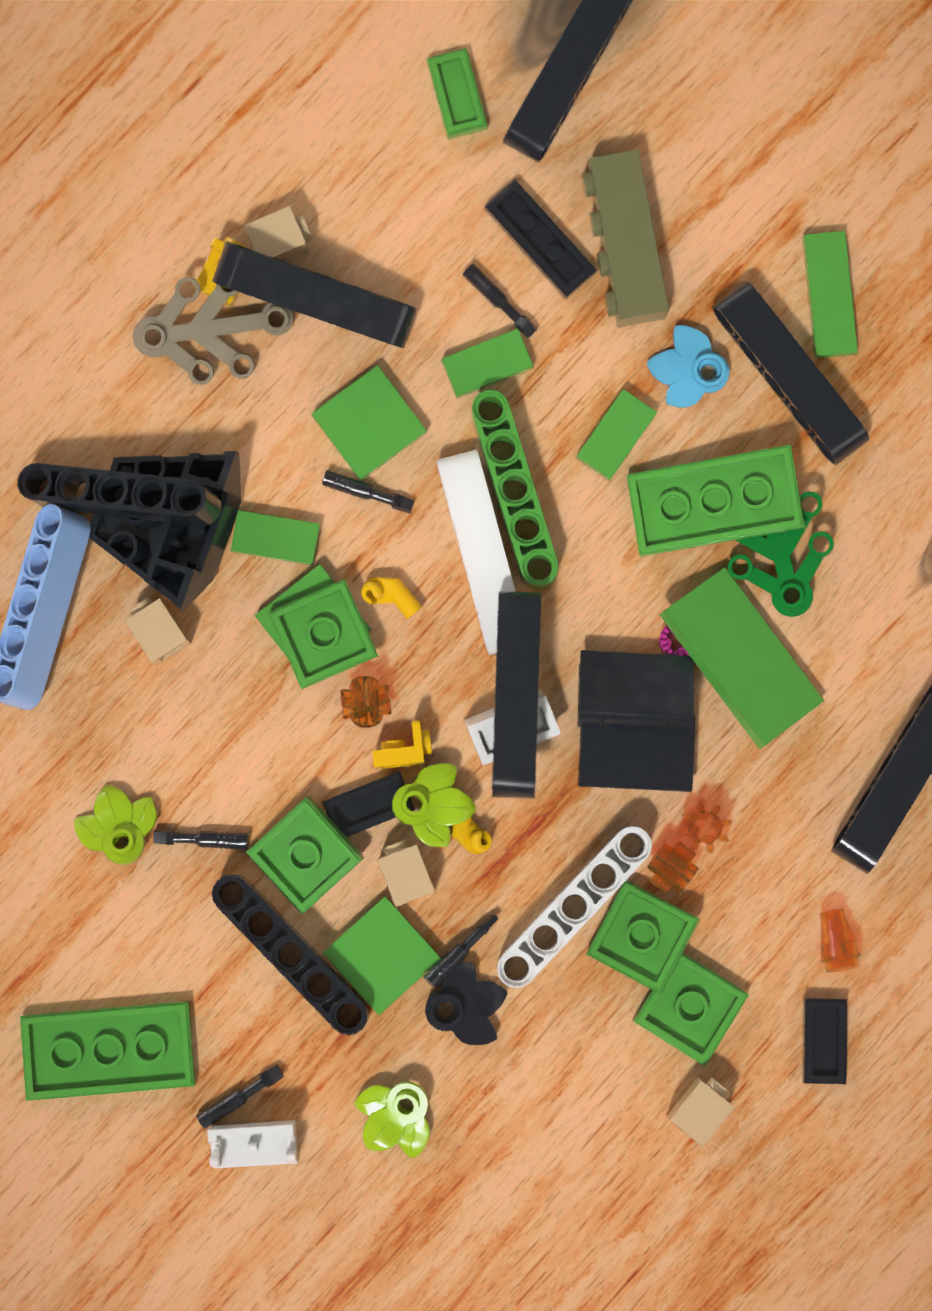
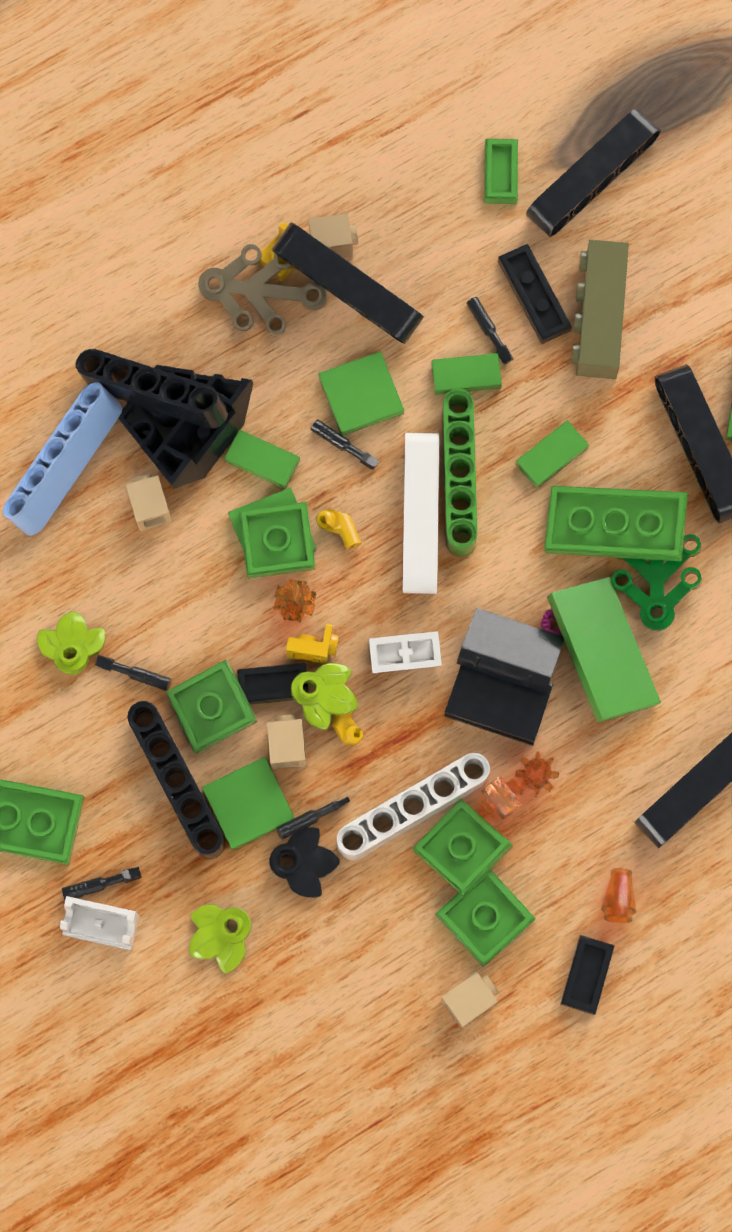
camera: 20 degrees right, 10 degrees down
(516, 695) = (414, 622): black beam -> none
(683, 365) = (620, 416): medium azure plate -> none

